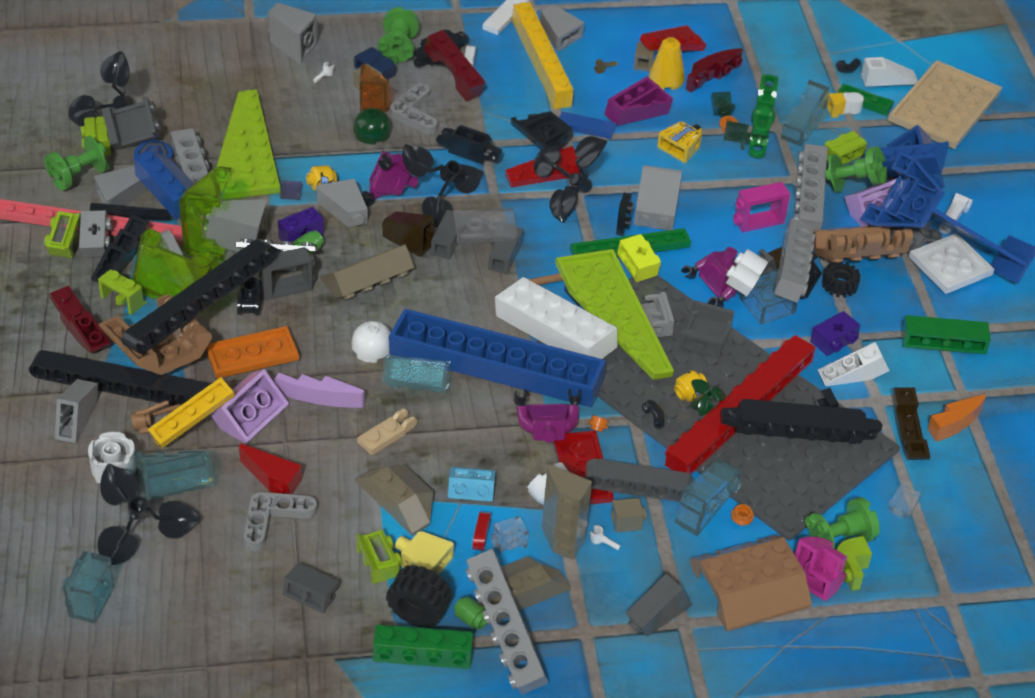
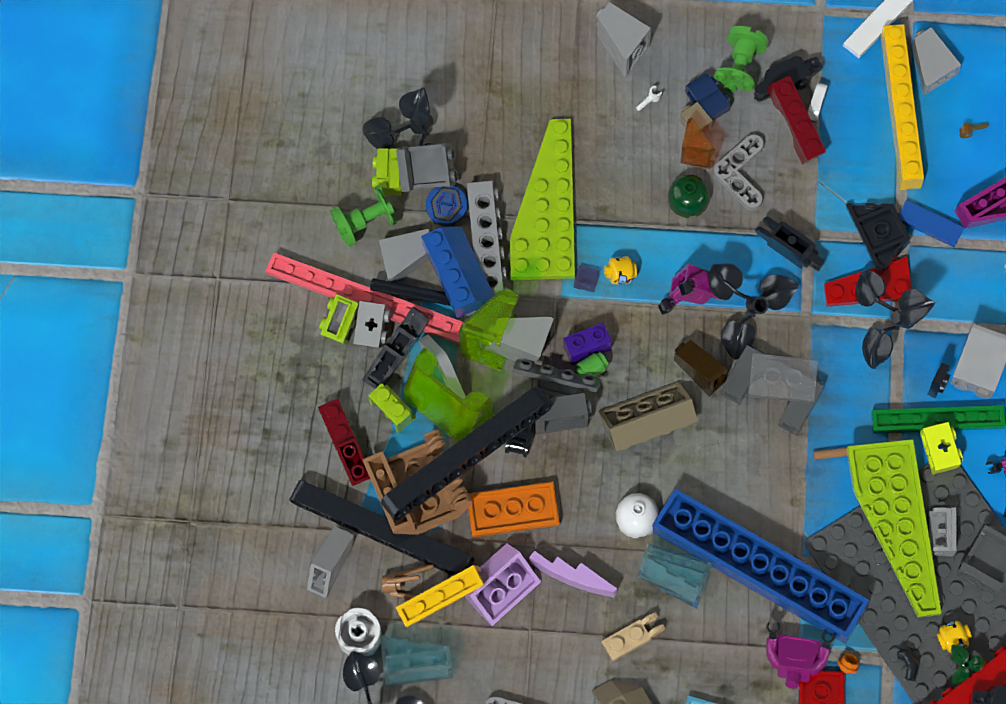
camera: 20 degrees right, 25 degrees up
(272, 471) = (514, 676): red slope -> none
(343, 202) = (640, 310): light grey slope -> none
(555, 320) = (831, 526): white brick -> none

